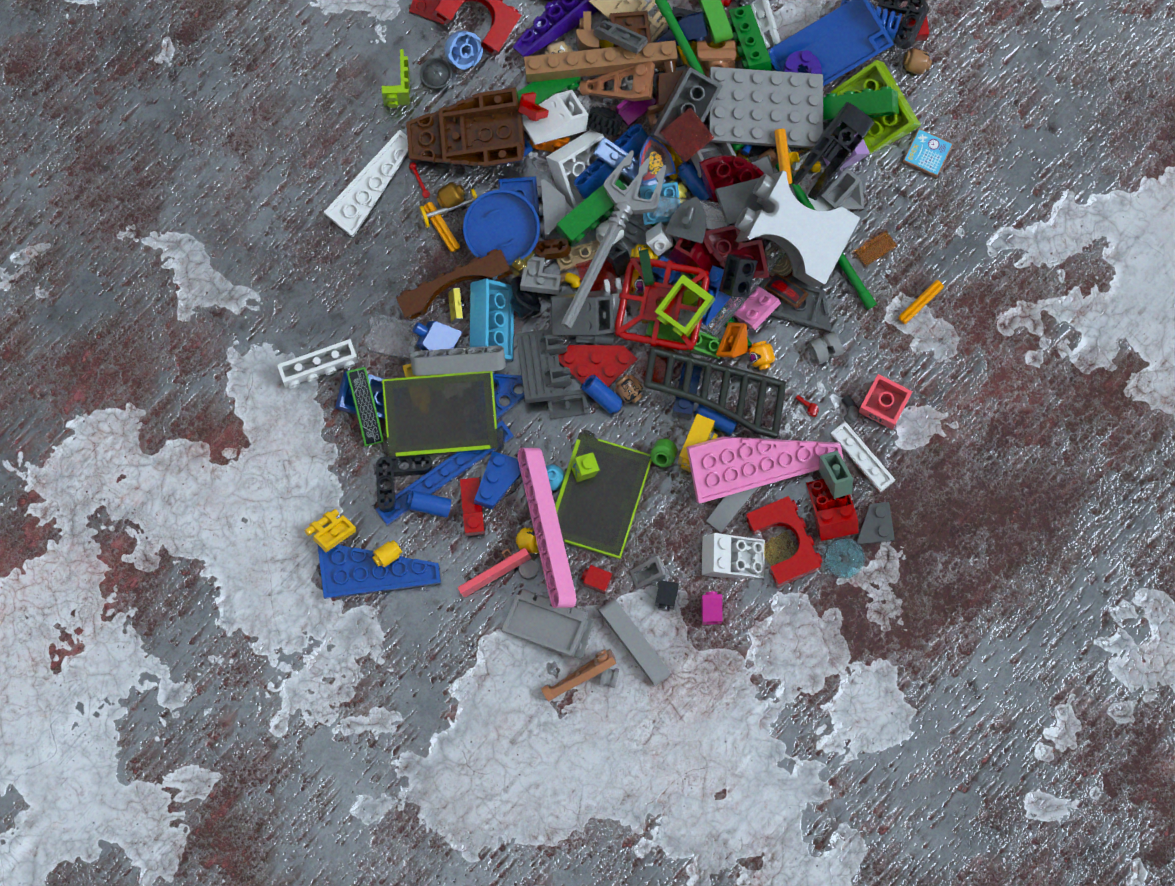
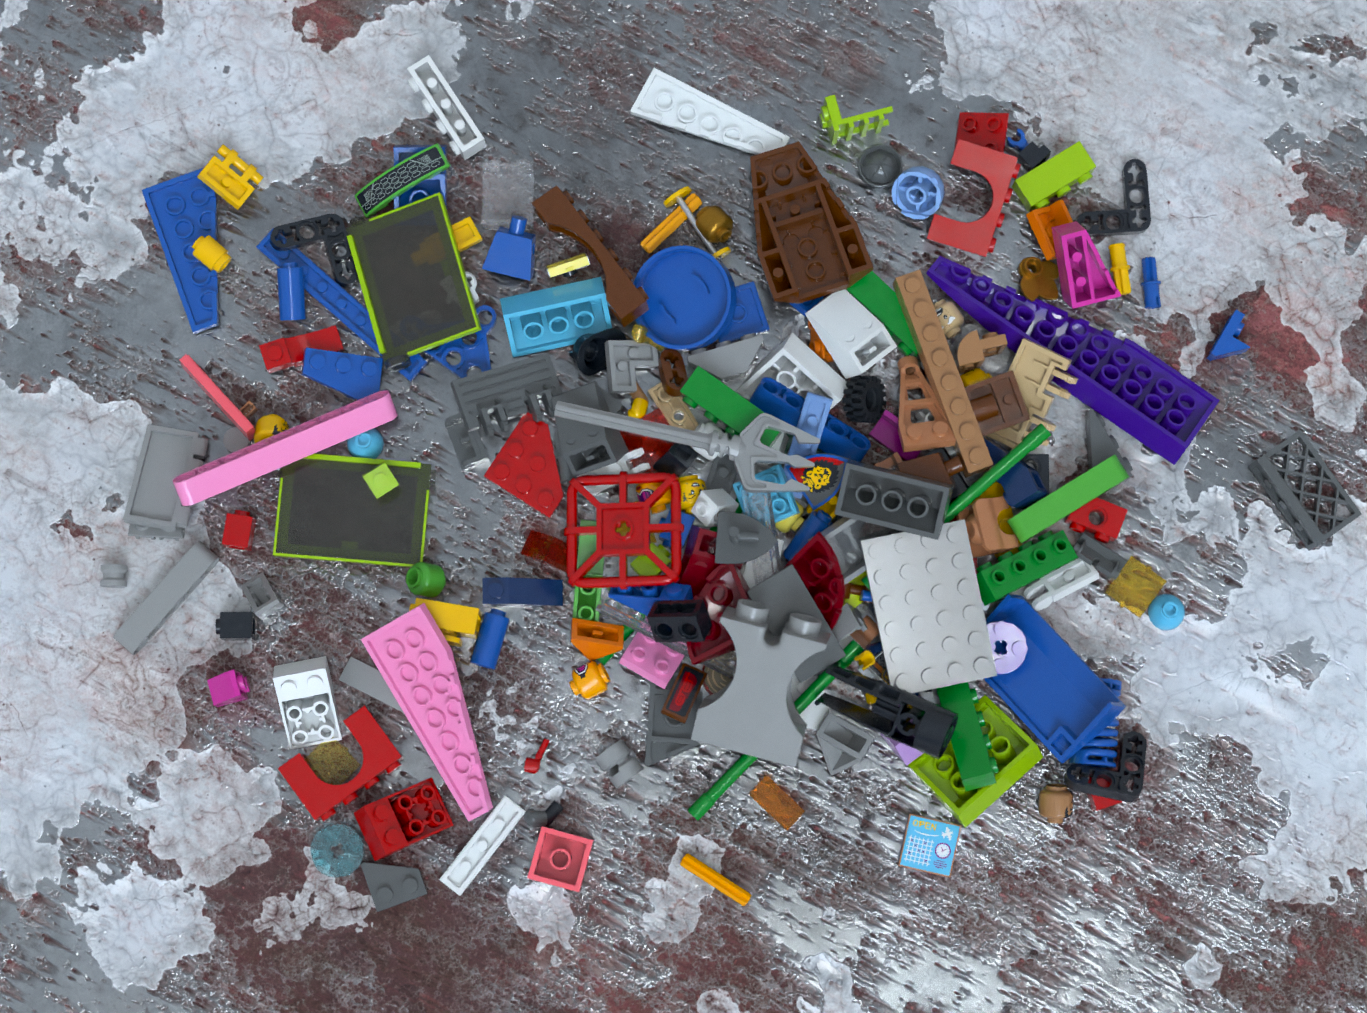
camera: 75 degrees right, 5 degrees up
(426, 193) = (713, 192): red hinge -> none
(458, 360) = (484, 282): light grey beam -> none
(530, 109) = (852, 296): red bracket -> none
(602, 394) = (486, 480): blue brick -> none
(602, 661) = (128, 562): nougat plate -> none
(620, 36) = (977, 390): dark grey hinge -> none
(629, 388) = (504, 515): medium nougat head -> none
(646, 267) = (662, 496): dark green beam -> none
(687, 134) = (855, 507): clear red plate -> none
(697, 290) = (643, 570): lime window -> none
(720, 407) = (499, 639): pearl dark grey bar -> none
(783, 153) = (861, 645): light orange axle -> none
(836, 474) = (441, 813): sand green brick -> none

